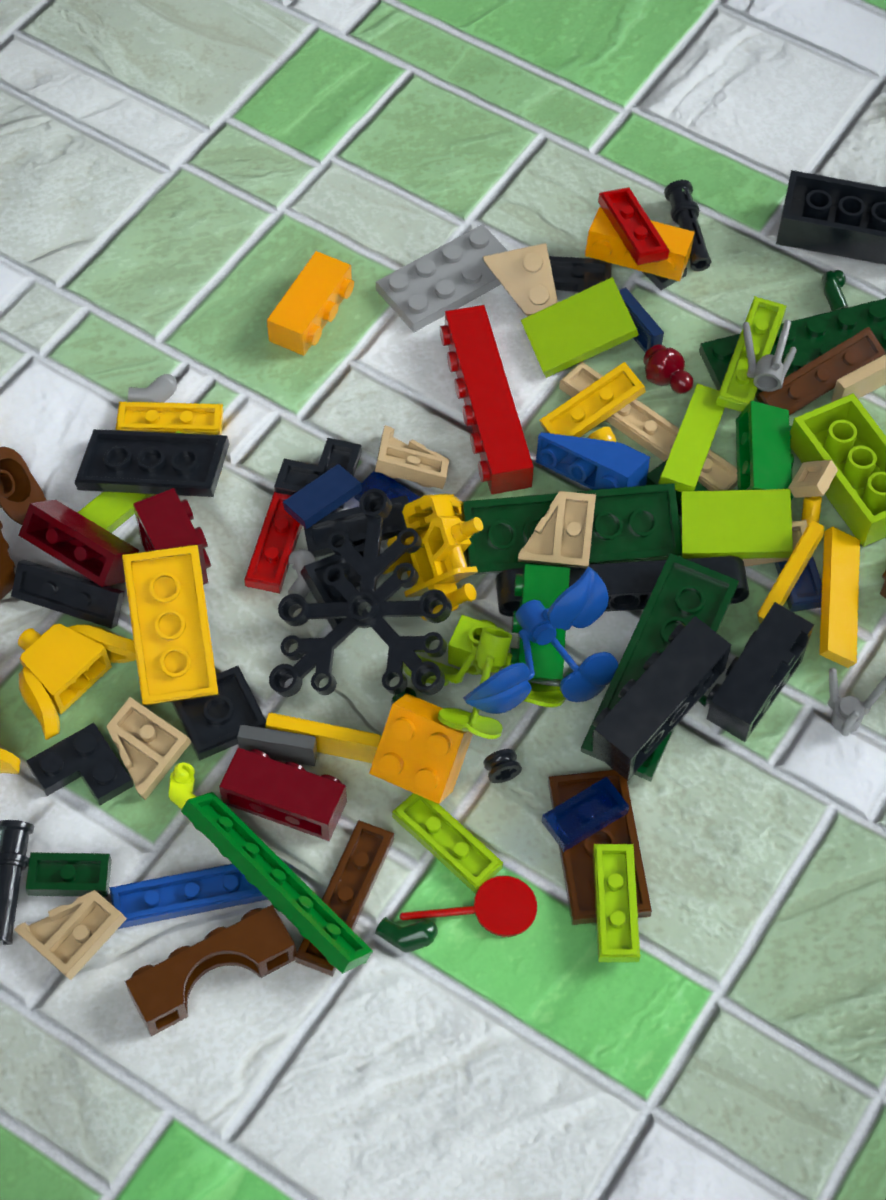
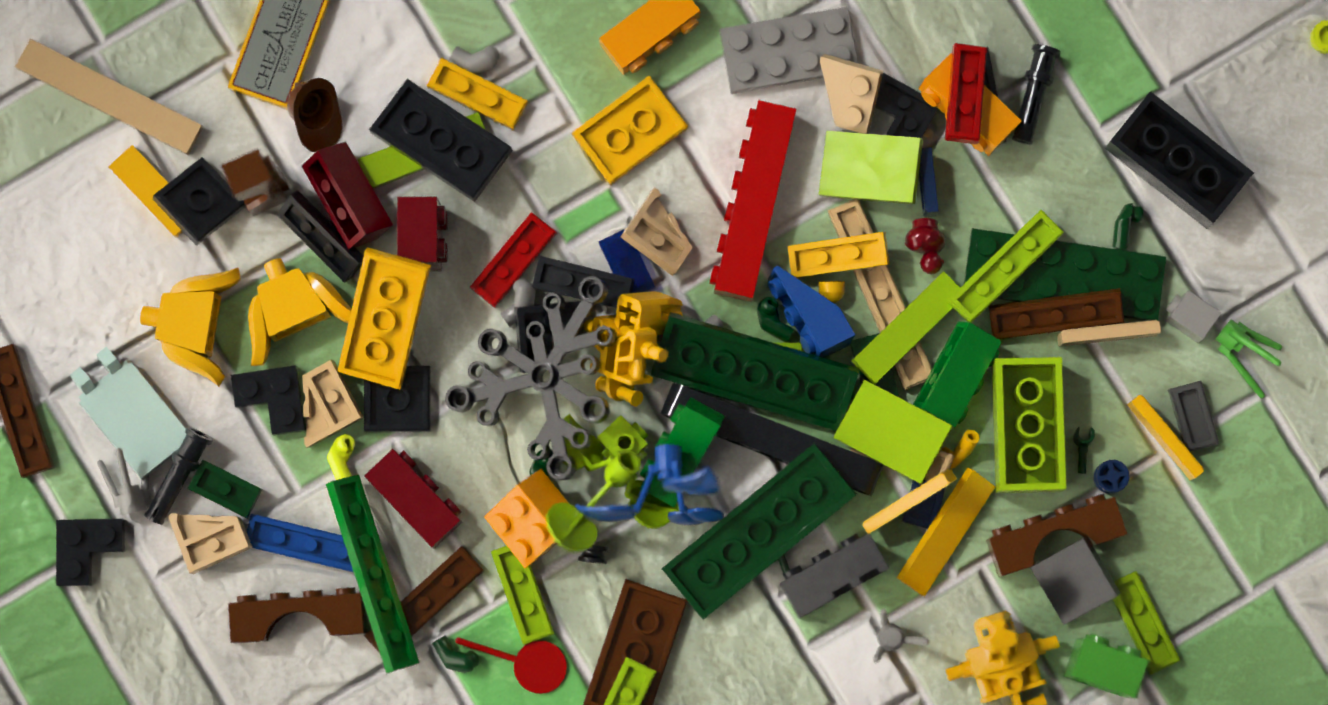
camera: 30 degrees right, 25 degrees up
(279, 744) = (427, 454): dark grey tile -> none
(296, 474) = (582, 222): black plate -> none
(322, 496) = (564, 243): dark blue tile -> none
(330, 738) = (465, 464): yellow tile -> none
(334, 393) = (629, 130): none -> yellow tile
(552, 484) = (770, 321): none -> dark green arm
(563, 533) = (739, 380): tan wing -> none
(585, 814) = (632, 629): clear blue plate -> none
(659, 697) = (732, 573): black brick -> none
(769, 370) = (1004, 300): light grey plant -> none
(813, 479) = (977, 424): tan plate -> none

